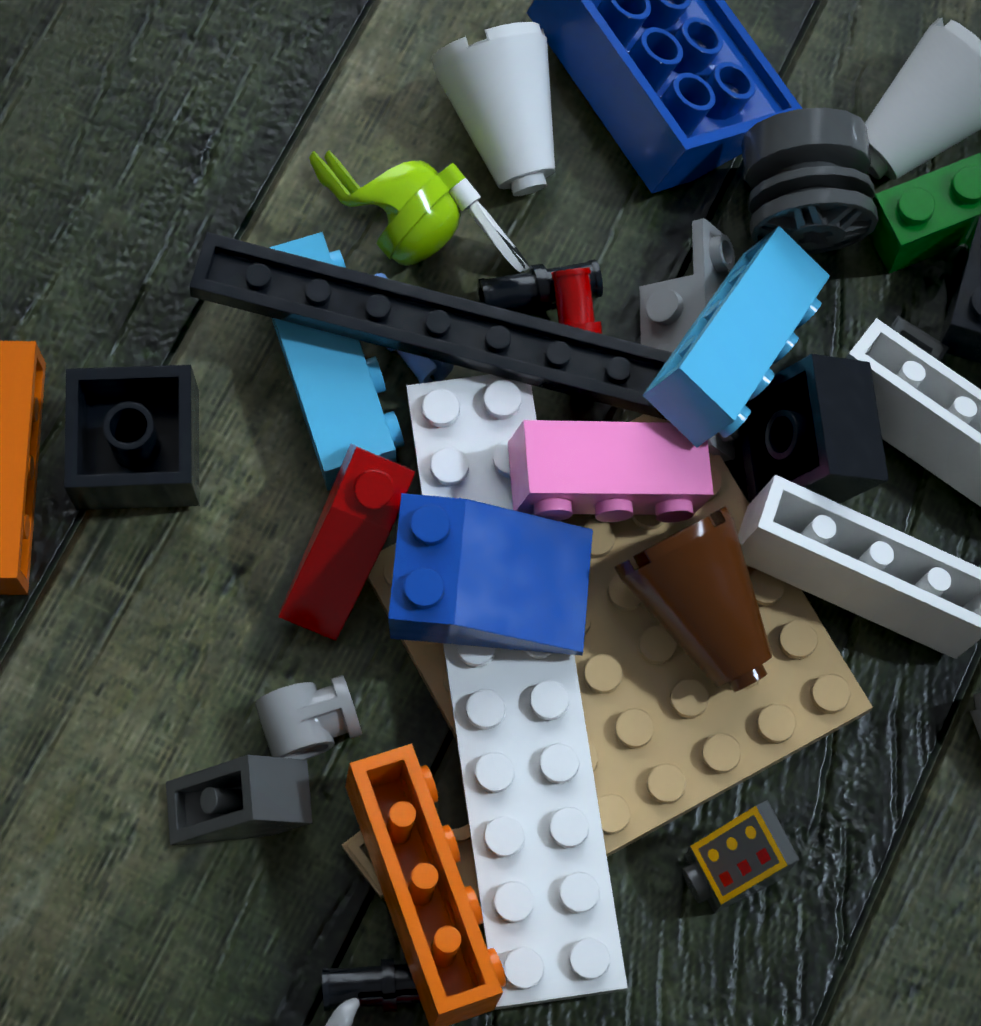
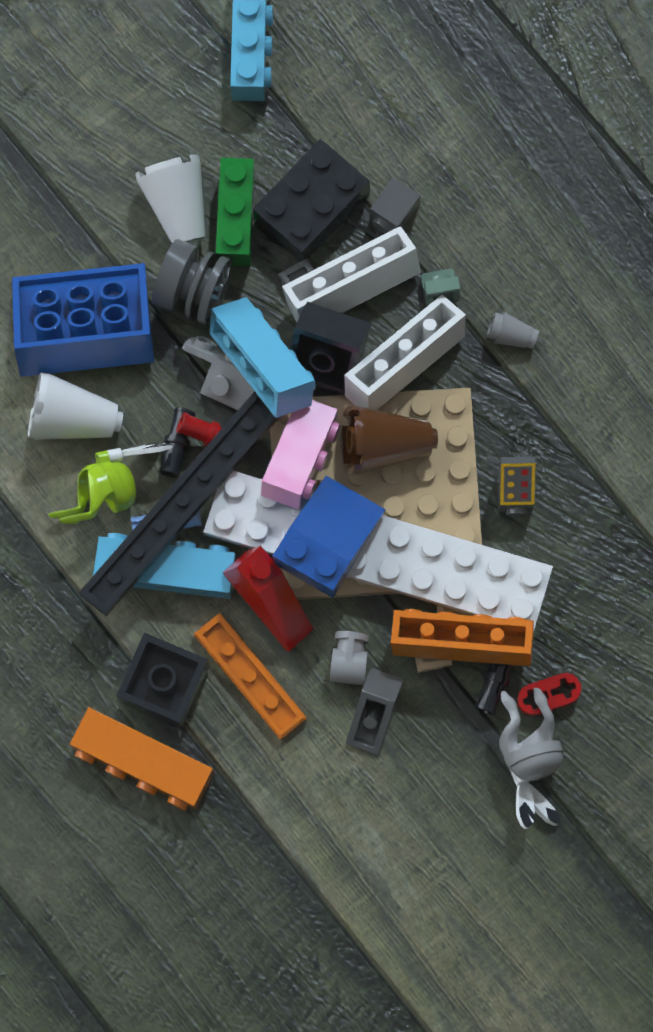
camera: 60 degrees left, 5 degrees up
(209, 578) = (250, 676): none -> orange tile

